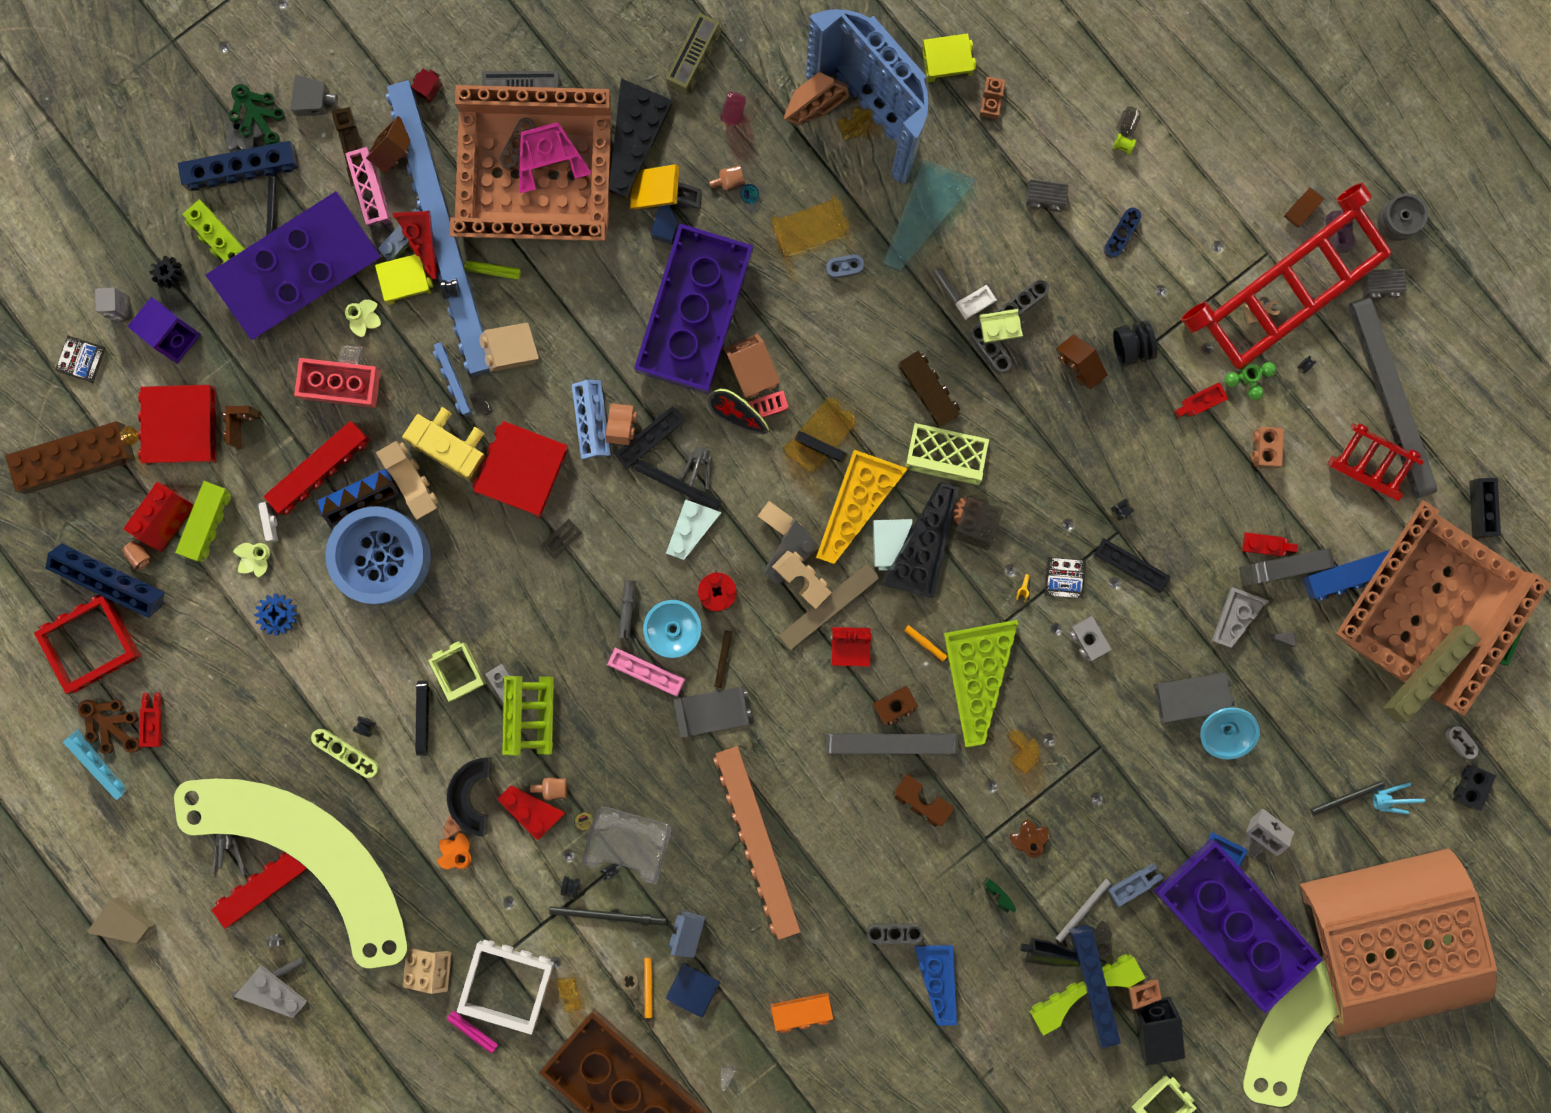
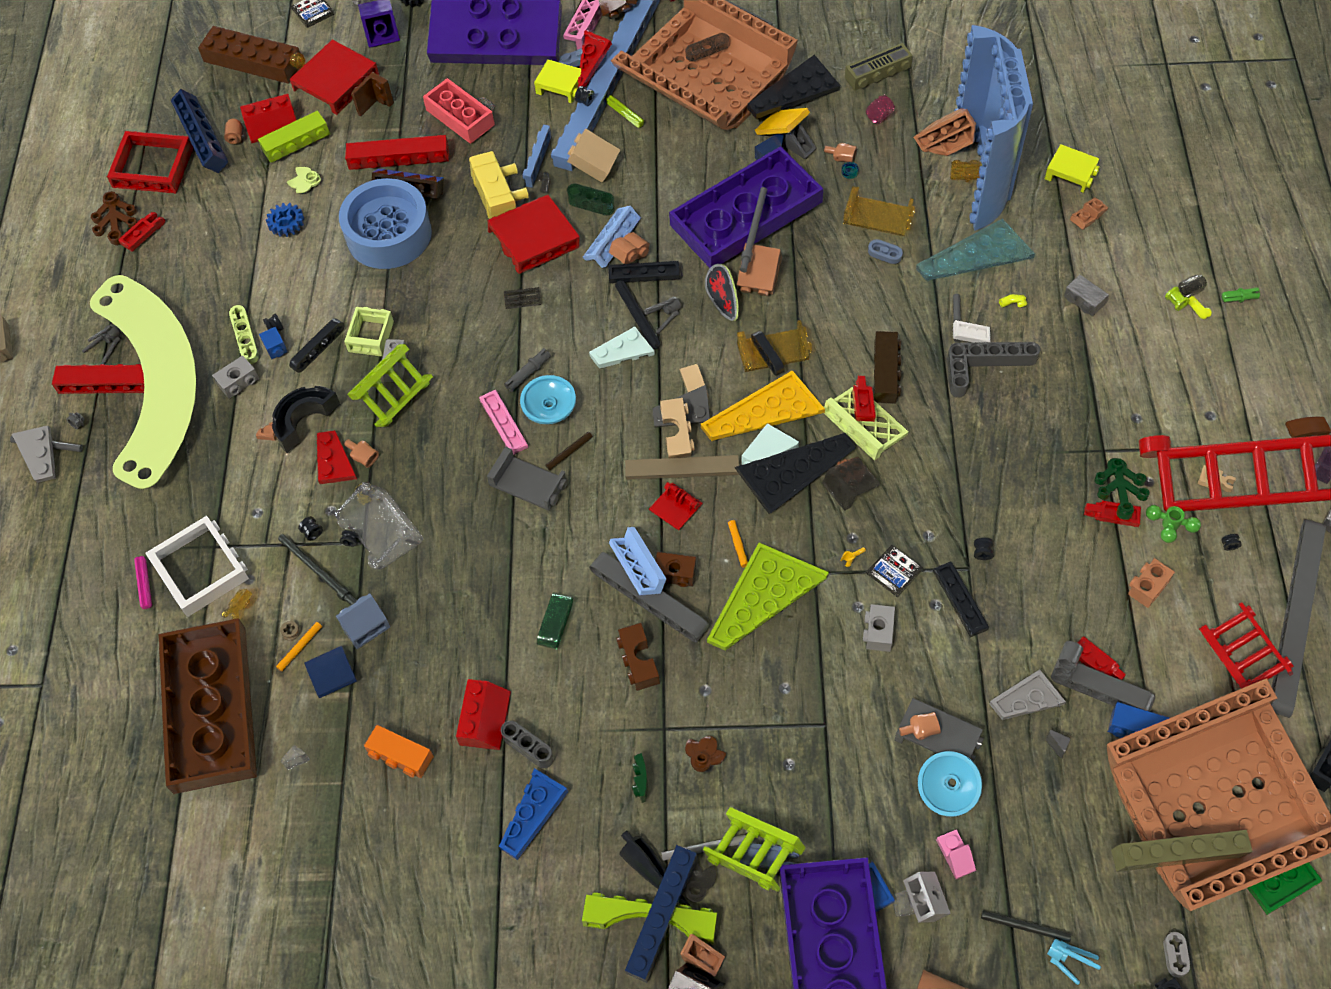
camera: 45 degrees right, 25 degrees down
(91, 760) = (80, 229): medium azure wing -> none
(269, 522) = (334, 164): white plate -> none
(364, 319) = (512, 88): yellowish green plate -> none
(371, 809) = (235, 377): none -> light grey brick
(382, 744) = (273, 343): none -> blue brick
(408, 479) = (452, 185): tan brick -> none
(427, 970) = (156, 515): tan bracket -> none
(453, 850) = (253, 448): orange plate -> none
(532, 391) = (590, 199): none -> clear green beam
(544, 147) = (724, 55): dark pink wing -> none
(706, 593) = (604, 399): red brick -> none
(741, 370) = (747, 253): none -> dark grey bar
(758, 843) = (478, 598): nougat brick -> none
(784, 406) = (757, 301): coral slope -> none
(834, 818) = (555, 620): none -> clear green beam
(842, 935) = (482, 715): none -> red slope
(865, 718) = (642, 563): none -> light blue fence
(935, 439) = (863, 401): none -> red hinge
(993, 237) = (1013, 298): none -> neon yellow arm
(1000, 326) = (978, 353): yellowish green plate -> none
(1028, 753) = (754, 681): clear yellow brick -> none
(1082, 361) = (1030, 420): reddish brown brick -> none
(1133, 224) = (1136, 351): dark blue beam -> none
(1135, 343) = (1084, 431): black wheel -> none
(1135, 875) = (755, 828): none -> lime fence
(1146, 141) = (1202, 312): none -> neon yellow arm
(1173, 102) = (1240, 295): none -> bright green axle
(1182, 704) = (922, 726): none -> nougat piece
(1193, 372) = (1119, 468): none -> dark green plant
(1265, 780) = (956, 854): none -> bright pink slope

